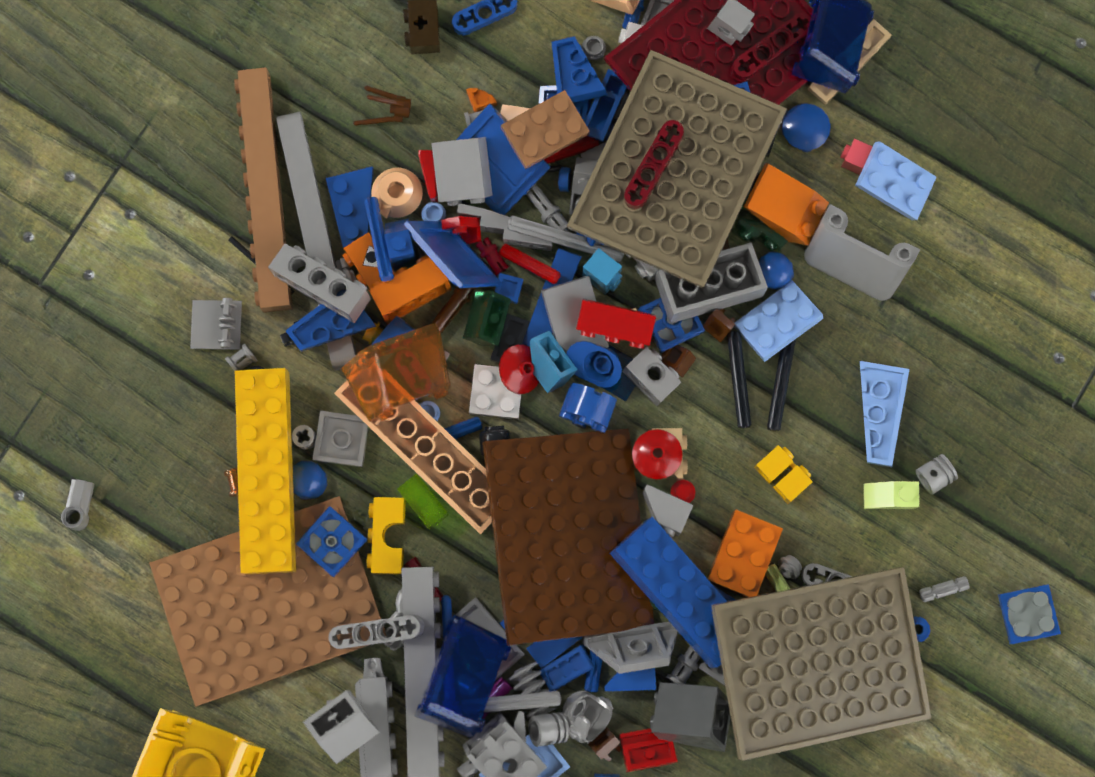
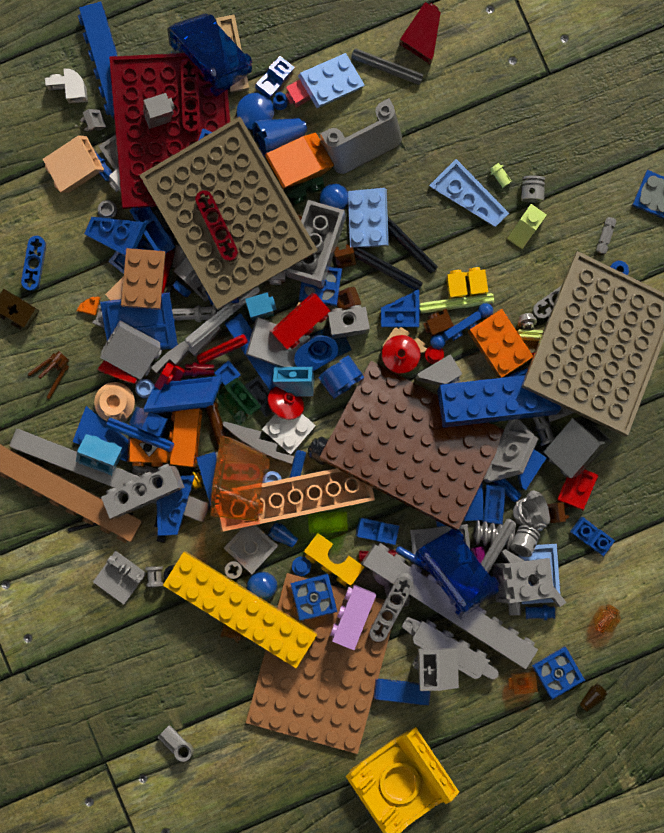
camera: 60 degrees left, 5 degrees up
(292, 706) = (400, 692): none -> blue beam
(329, 211) = (98, 454): none -> dark azure brick
(337, 596) = (352, 616): none -> lavender brick
(357, 506) = (301, 566): none -> blue plate
(376, 461) = (282, 534): none -> blue cone
(450, 562) = (377, 531): none -> blue slope
(458, 362) = (253, 437): none -> light grey slope
(699, 486) = (484, 311): none -> blue plate
(703, 426) = (402, 312): none -> blue wing
(718, 472) = (438, 323): none -> reddish brown brick
(755, 478) = (456, 303): none -> yellowish green axle
(800, 163) = (277, 132): none -> blue cone
(835, 144) = (280, 105): none -> blue pin
(856, 122) = (275, 77): none -> slope
(926, 429) = (500, 175): none -> yellowish green pin
(954, 230) = (387, 66): none -> dark grey axle
(1016, 241) = (422, 33): none -> dark red slope

